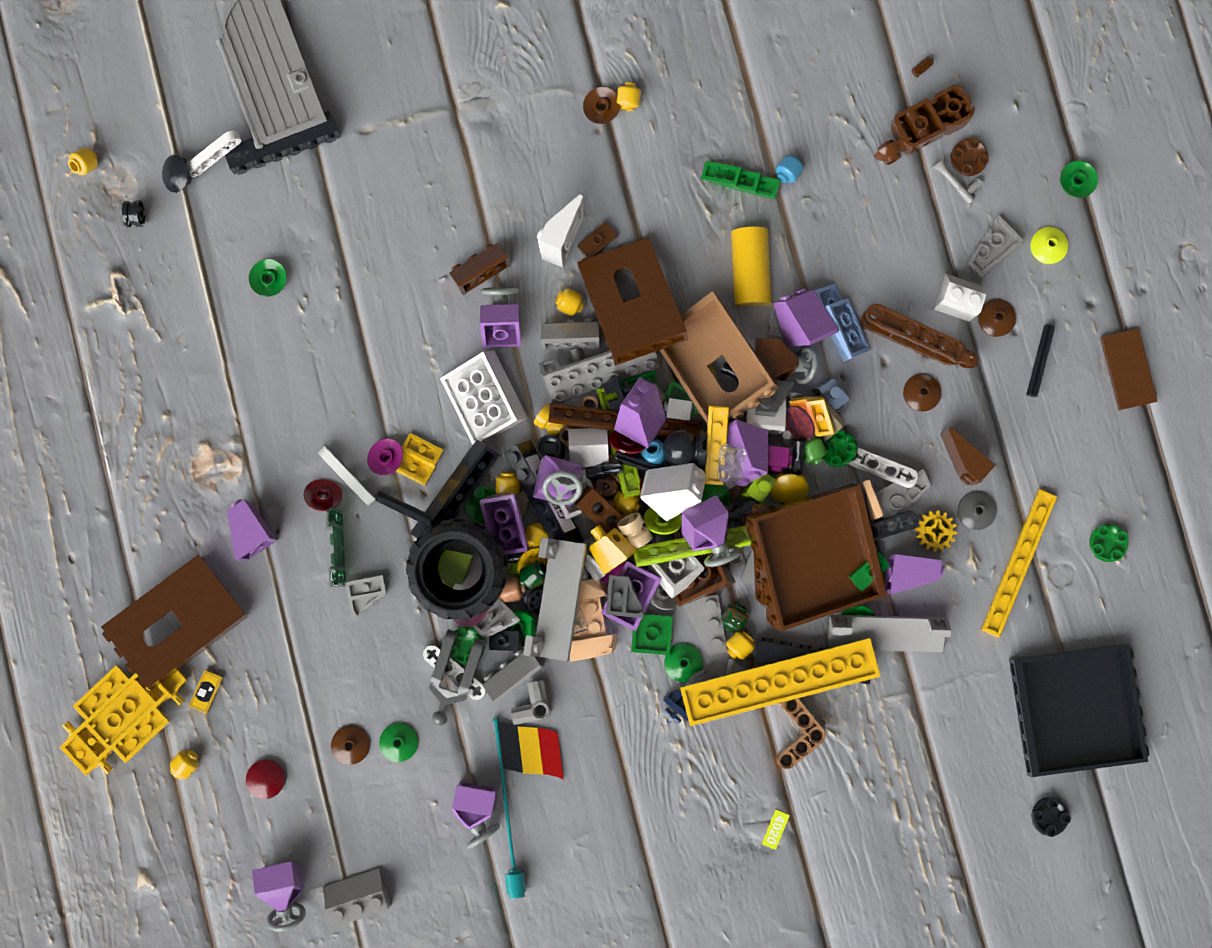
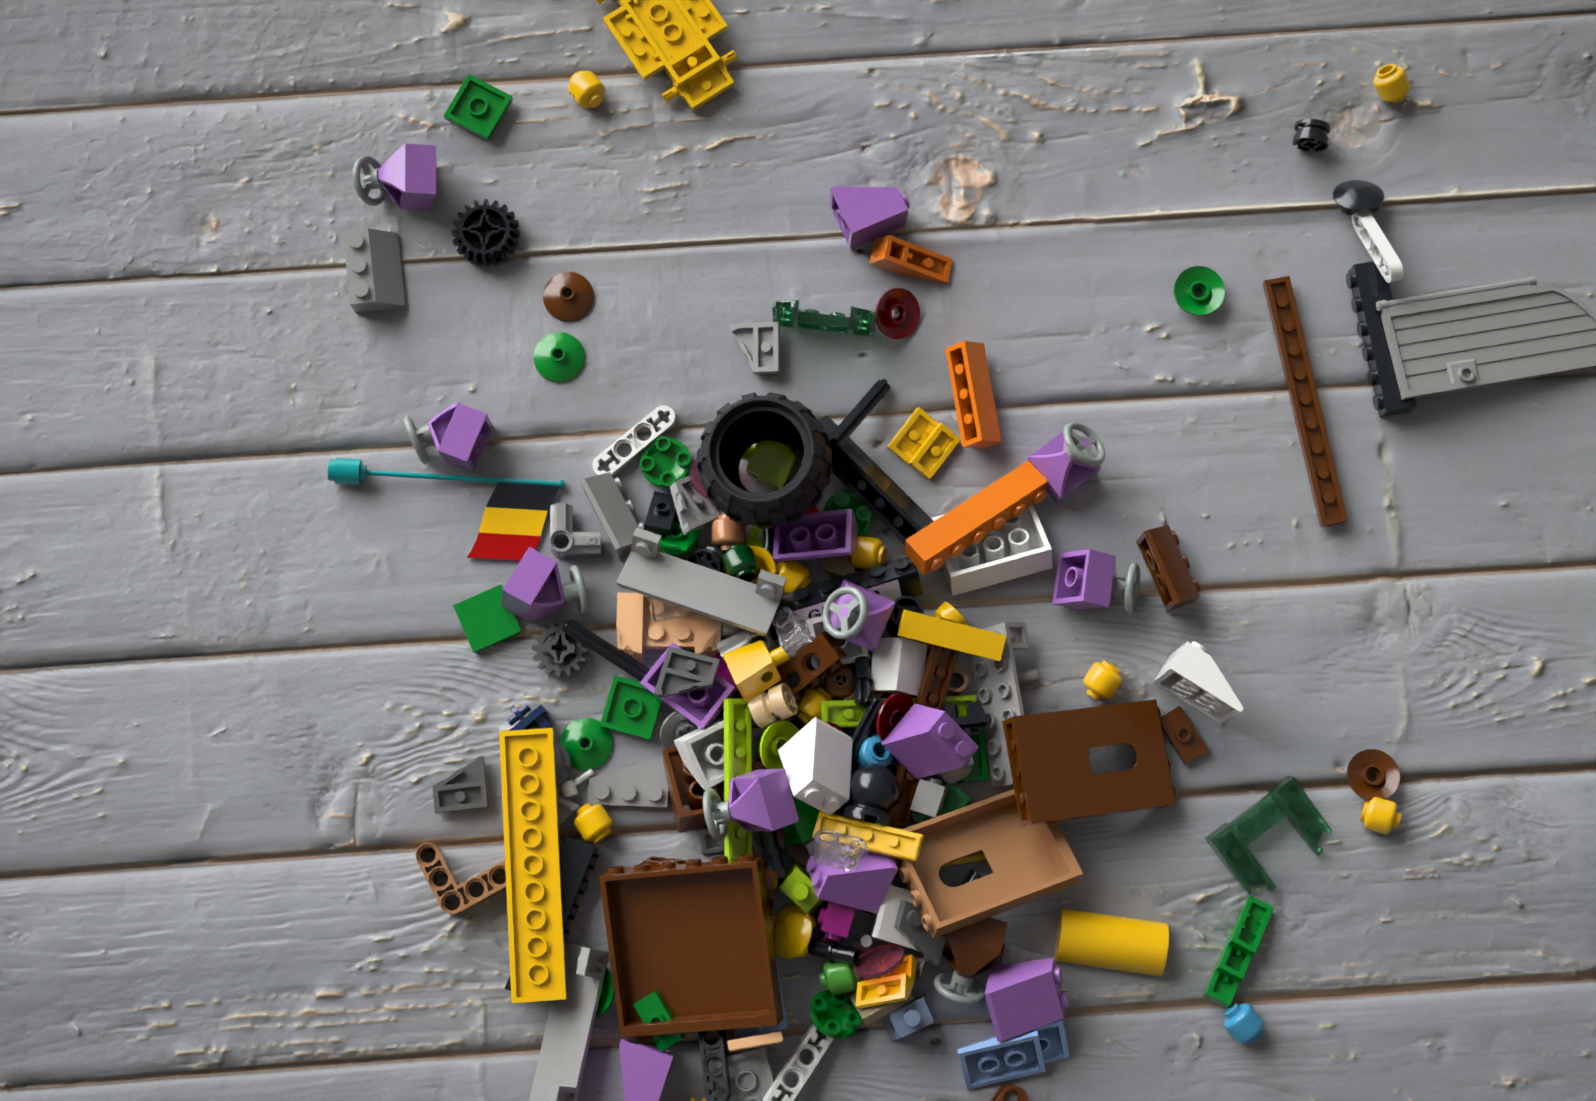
camera: 100 degrees right, 5 degrees down
(198, 604) = (783, 137): reddish brown panel -> none
(206, 691) = (672, 130): tile -> none
(212, 845) = (478, 107): none -> green plate
(265, 779) = (547, 184): dark red dish -> none
(279, 493) = (909, 259): none -> orange slope
(295, 821) = (485, 211): none -> black gear
(337, 190) = (1305, 402): none -> reddish brown plate
(346, 475) = (917, 347): white beam -> none
(375, 428) = (973, 395): none -> orange brick
(380, 452) = (938, 394): magenta dish -> none
(414, 352) = (1069, 460): none -> medium lavender piece
(445, 695) = (605, 424): dark grey piece -> none
(468, 409) = (976, 518): none -> orange brick
(560, 411) = (951, 635): none -> yellow tile
(569, 335) = (1057, 671): light grey slope -> none
(578, 526) = (791, 631): none -> clear piece
(580, 719) = (538, 591): none -> medium lavender piece
(606, 754) = (486, 620): none -> green tile
(614, 661) = (605, 649): none -> black axle
(631, 164) = (1283, 800): none -> clear green wedge
(631, 693) = (548, 649): none -> dark grey gear
(718, 668) = (569, 788): none -> white hand
(734, 745) = (463, 789): none -> dark grey wing
(735, 617) = (632, 823): dark green head -> none
(775, 829) = (341, 825): neon yellow sticker -> none

